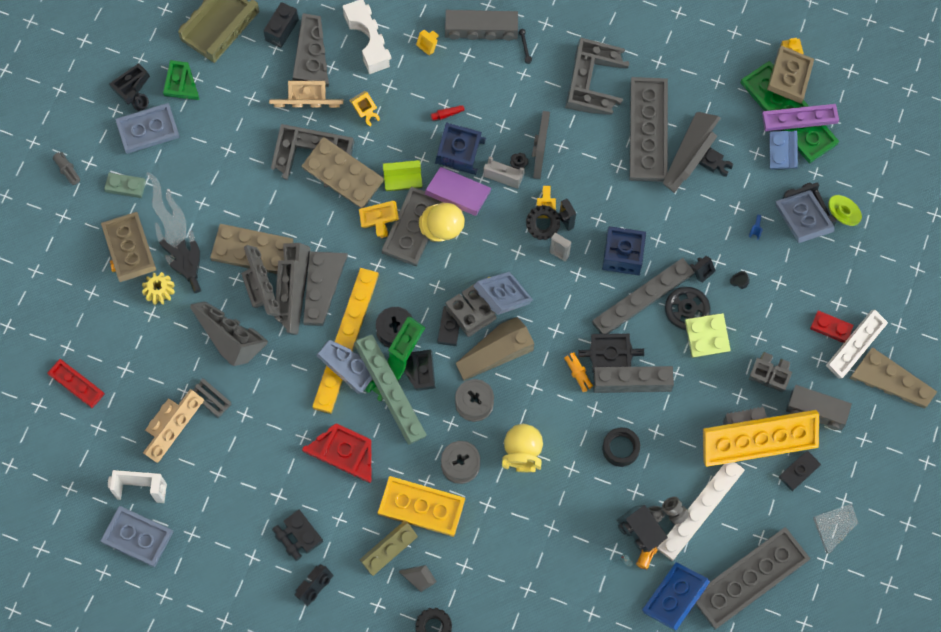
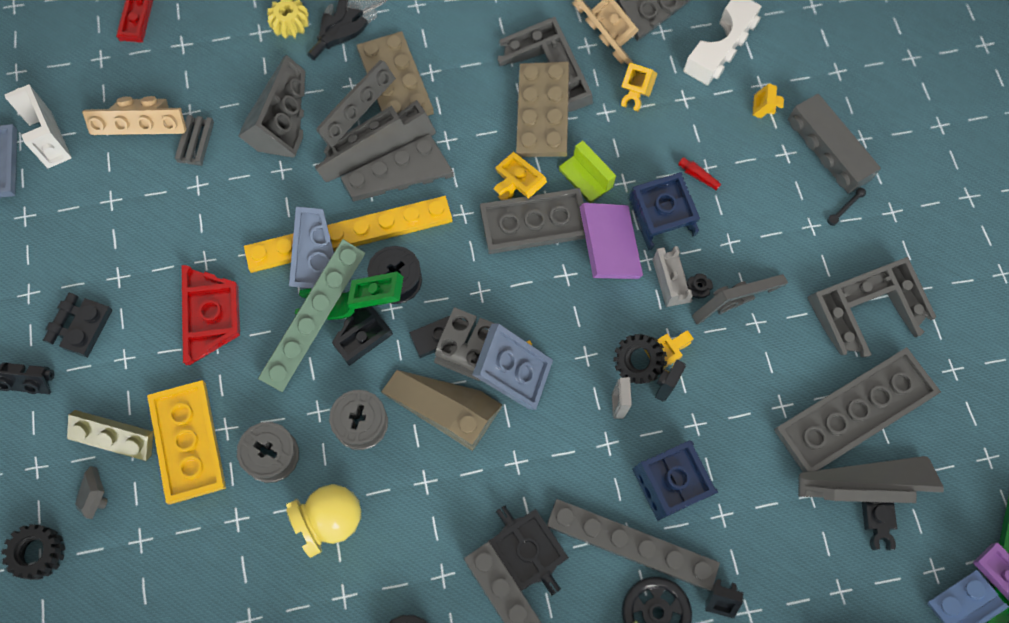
camera: 55 degrees right, 0 degrees up
(441, 222) = (556, 243): light yellow tile -> none
(578, 372) = (476, 524): light orange pin -> none

